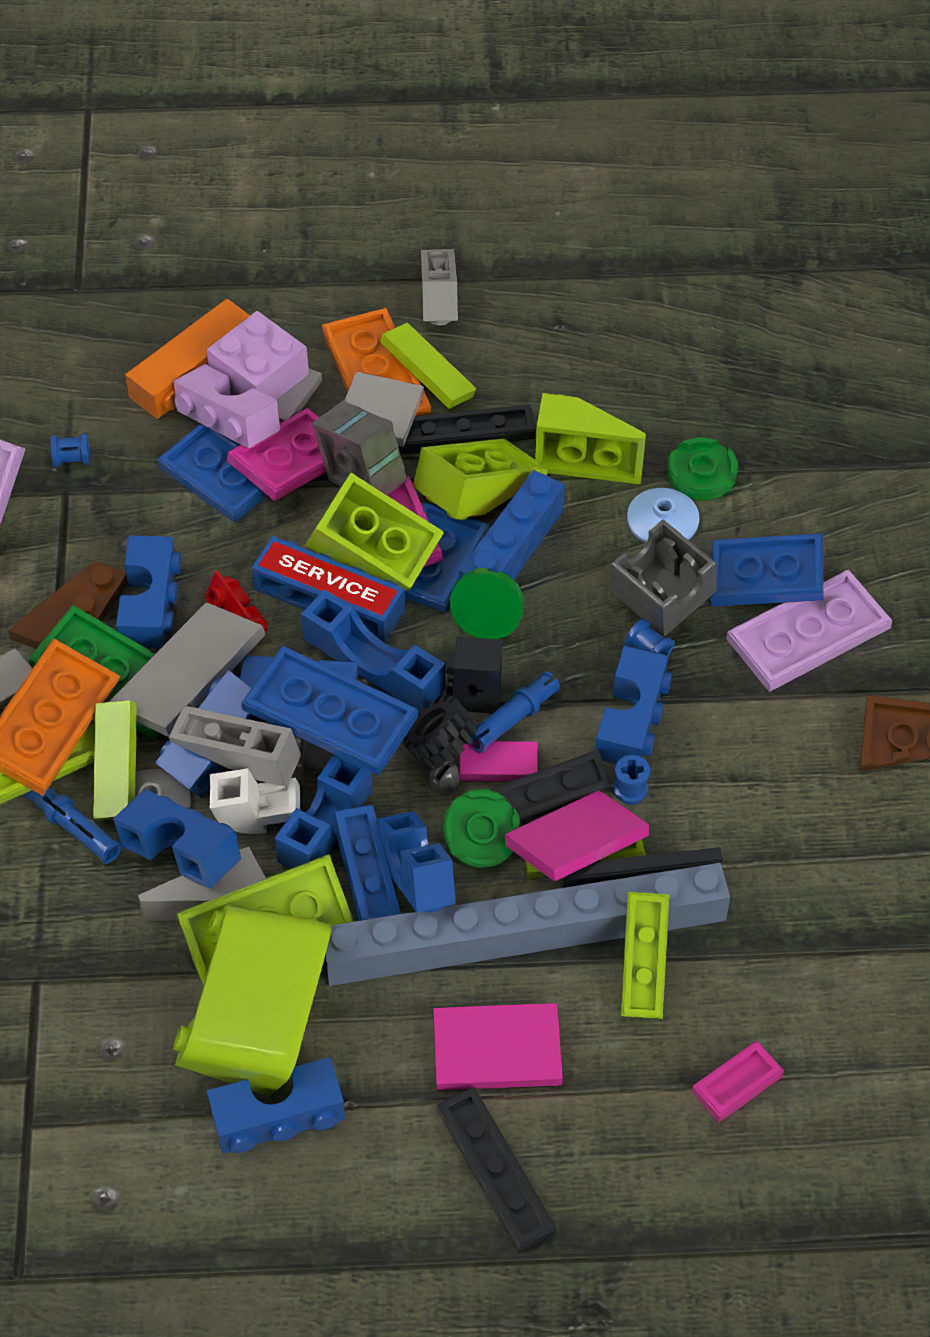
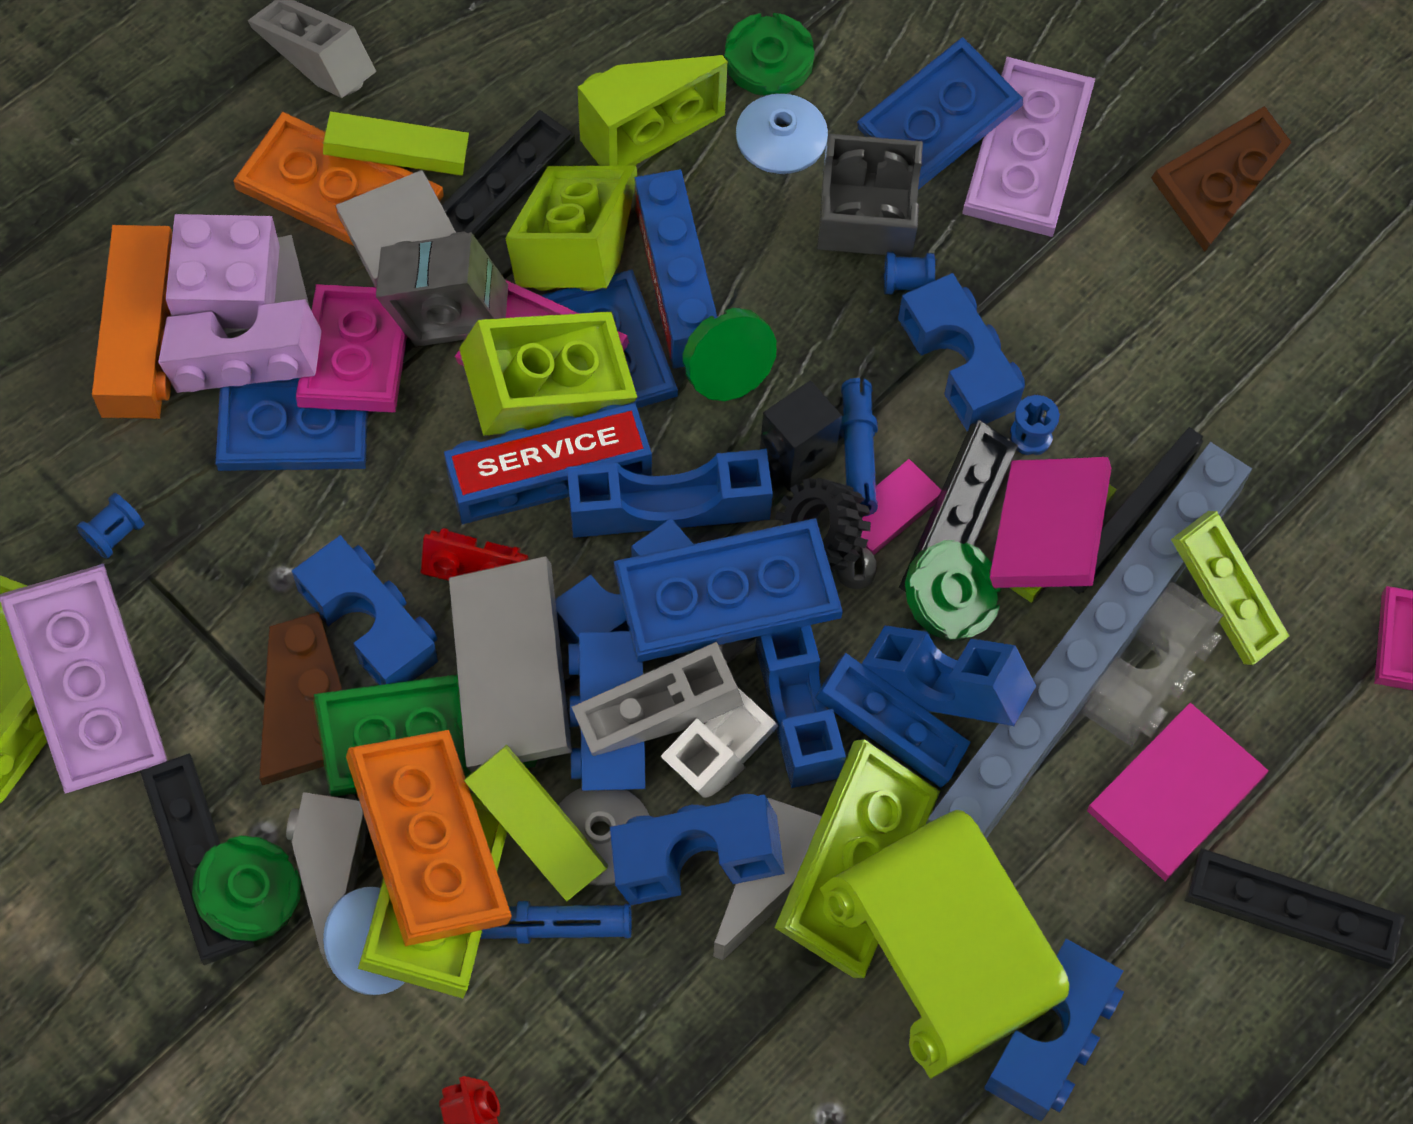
camera: 45 degrees left, 10 degrees up
(526, 975) = (1130, 698): none -> clear arch

